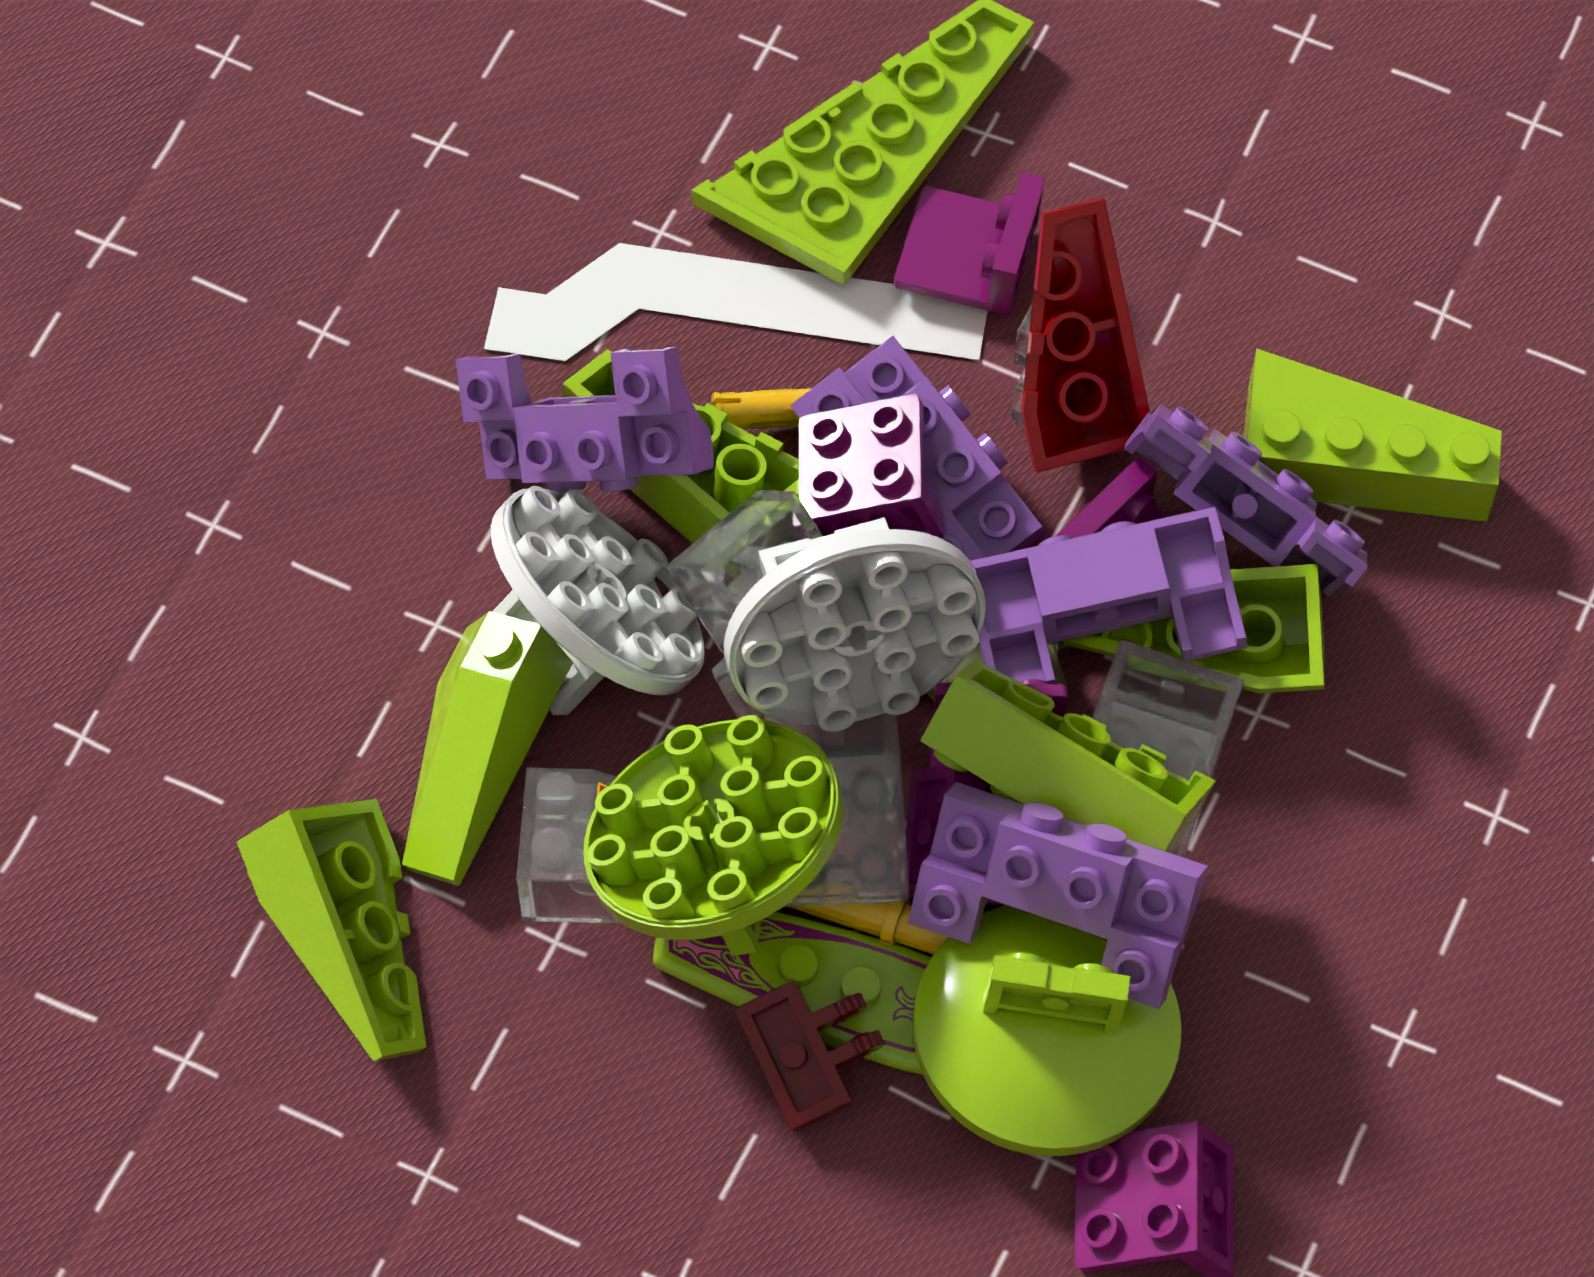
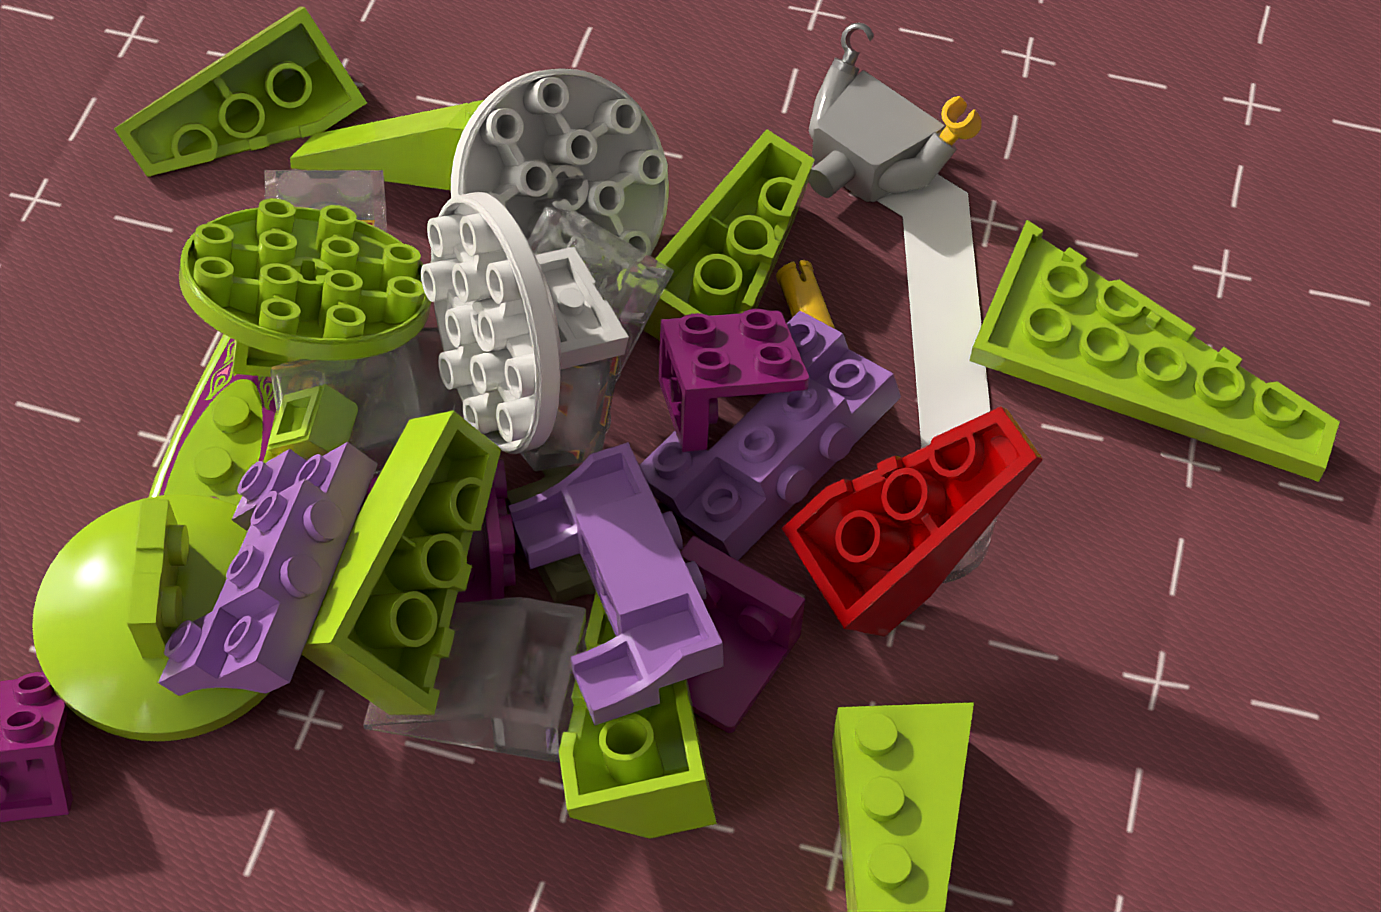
camera: 80 degrees right, 5 degrees down
(552, 302) = (876, 137): none -> light grey torso
(586, 438) = (713, 141): medium lavender bracket -> none
(796, 1055) = (136, 423): dark red hinge -> none
(867, 861) = (313, 422): none -> lime slope
(971, 246) = (1069, 439): magenta bracket -> none
(1252, 502) = (776, 705): medium lavender bracket -> none

